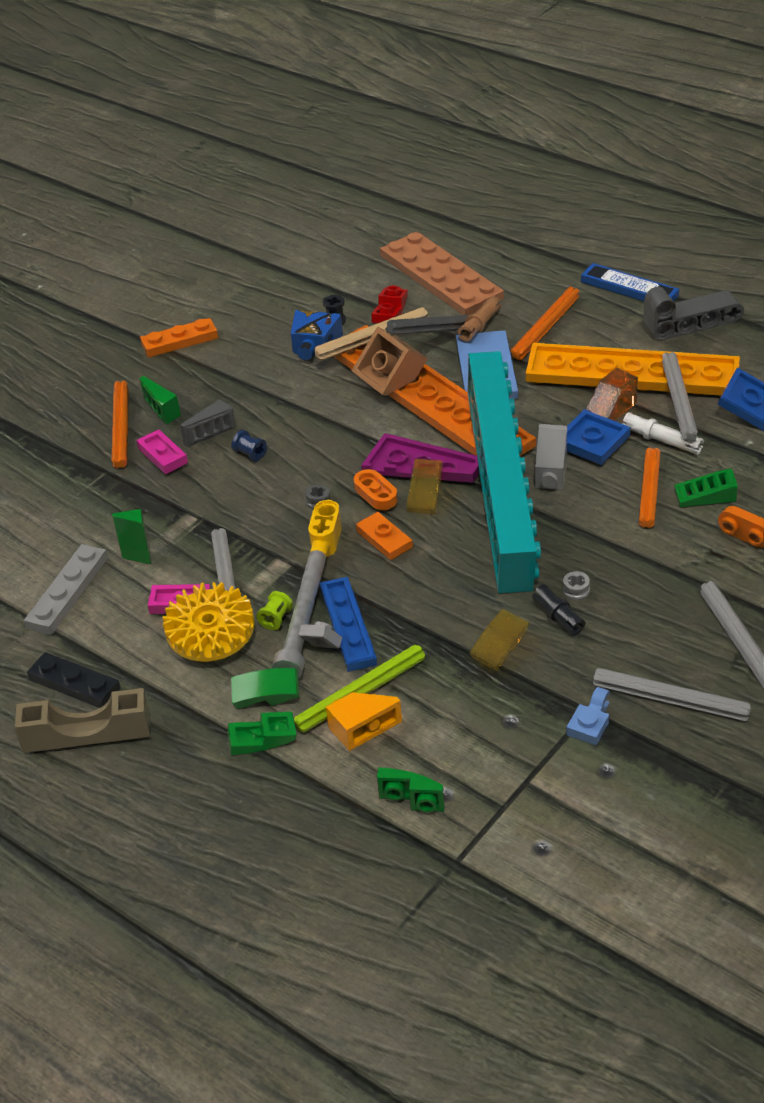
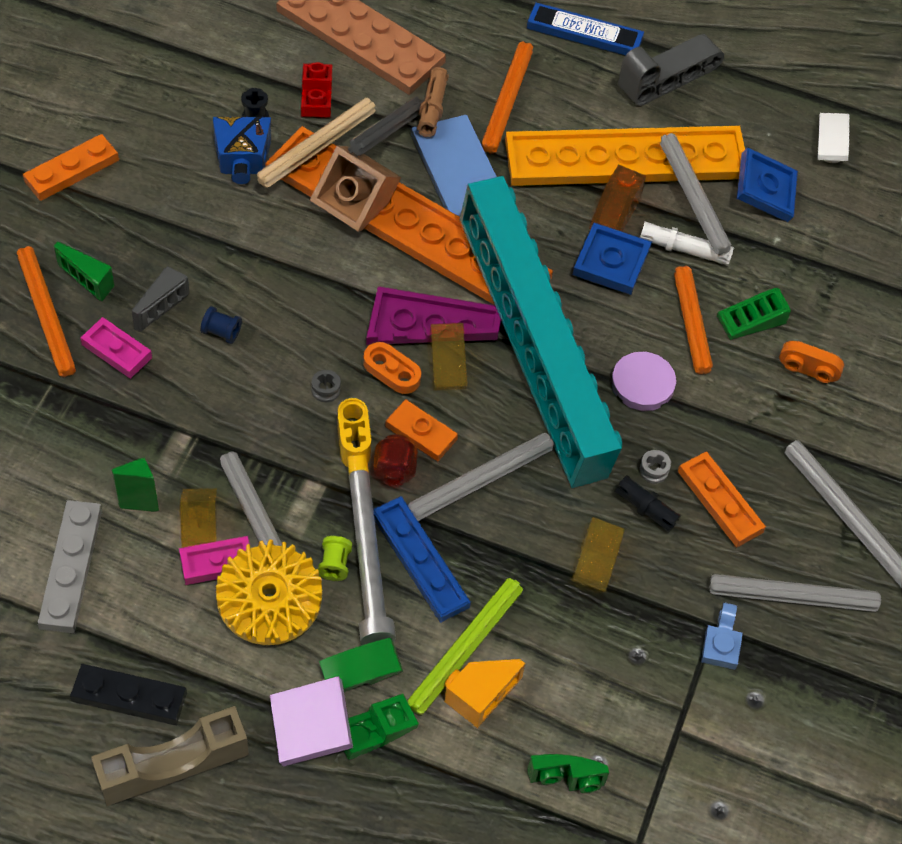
camera: 25 degrees left, 15 degrees up
(178, 567) = (198, 516): none -> clear yellow slope
(207, 718) = (311, 721): none -> lavender tile
(320, 635) = (402, 586): light grey plate -> none
(351, 550) = (395, 460): none -> clear red head
(421, 572) = (481, 476): none -> light grey axle
(551, 457) = (583, 299): light grey slope -> none
(589, 525) = (643, 381): none -> lavender tile
(627, 615) = (721, 499): none -> orange plate

